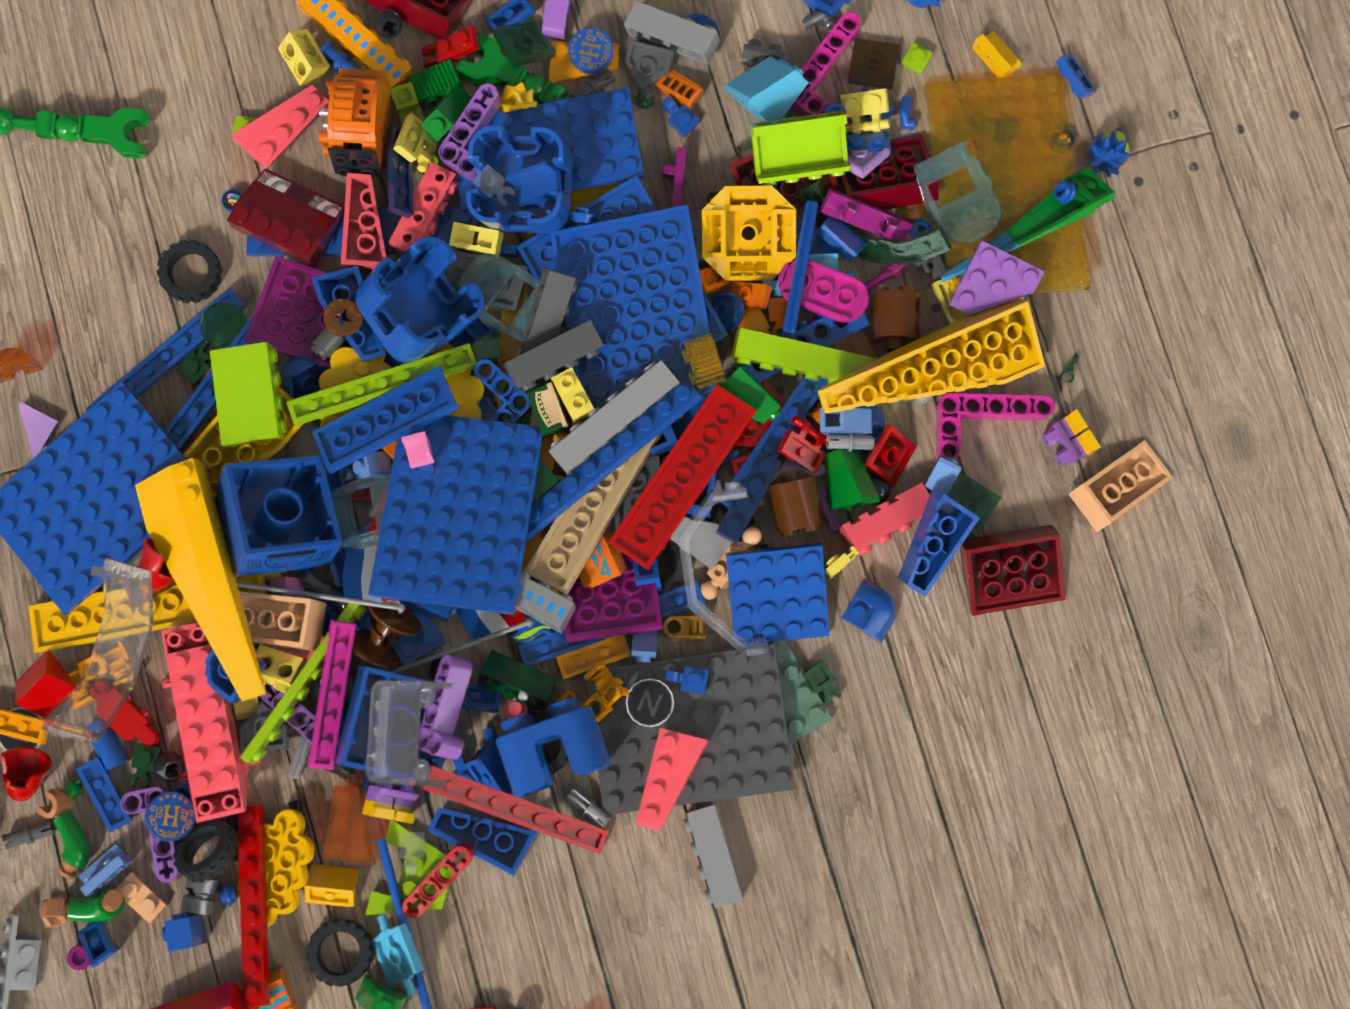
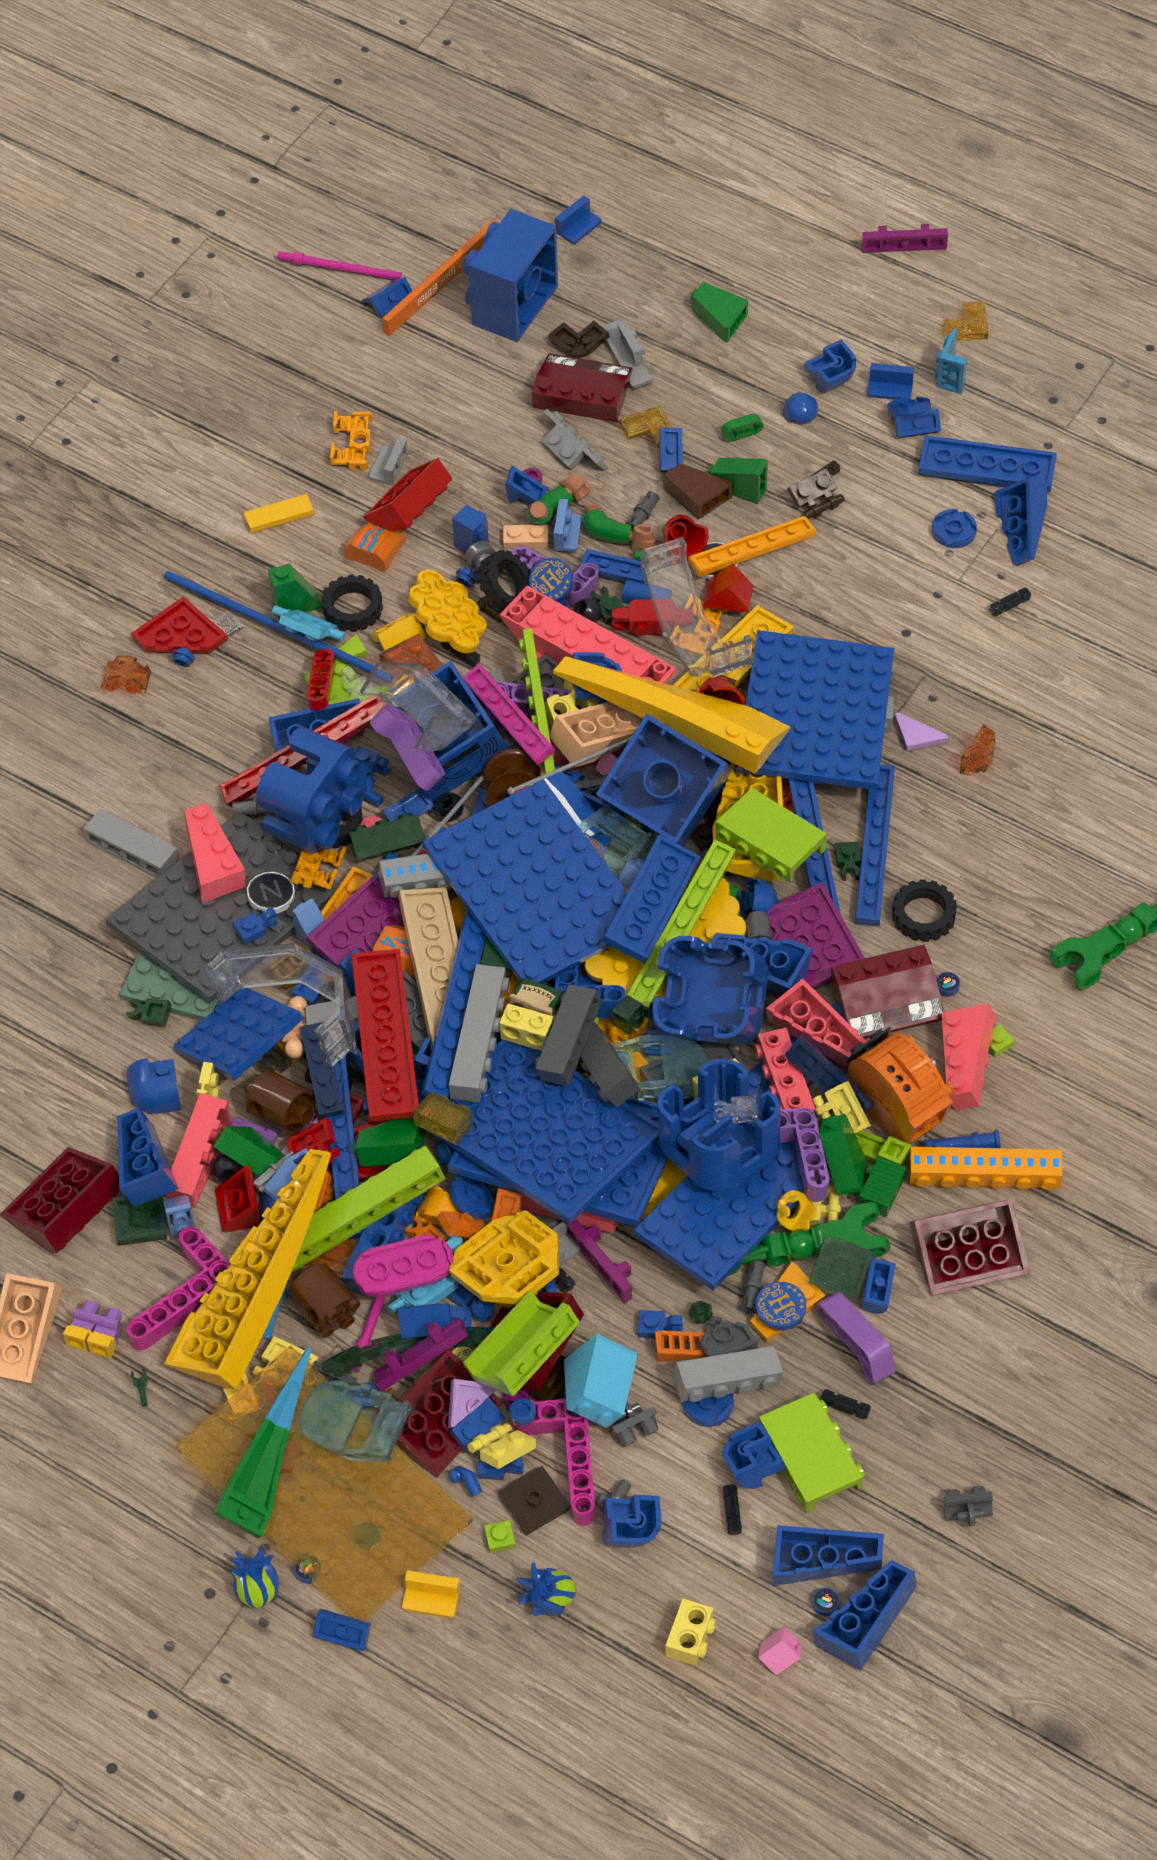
camera: 140 degrees right, 25 degrees down
(221, 324) = (855, 890): clear green tile -> none
(253, 907) = (439, 578): red plate -> none
(303, 57) = (1006, 1116): light yellow brick -> none
(337, 308) = (763, 931): clear orange gear -> none
(388, 23) = (967, 1193): black piece -> none
(418, 449) = (602, 893): bright pink panel -> none
(451, 47) = (896, 1216): red hinge -> none
(582, 214) = (651, 1158): blue plate -> none
(800, 267) = (436, 1261): blue axle -> none
(993, 280) = (263, 1377): medium lavender plate -> none
(1065, 191) = (262, 1489): blue plate -> none

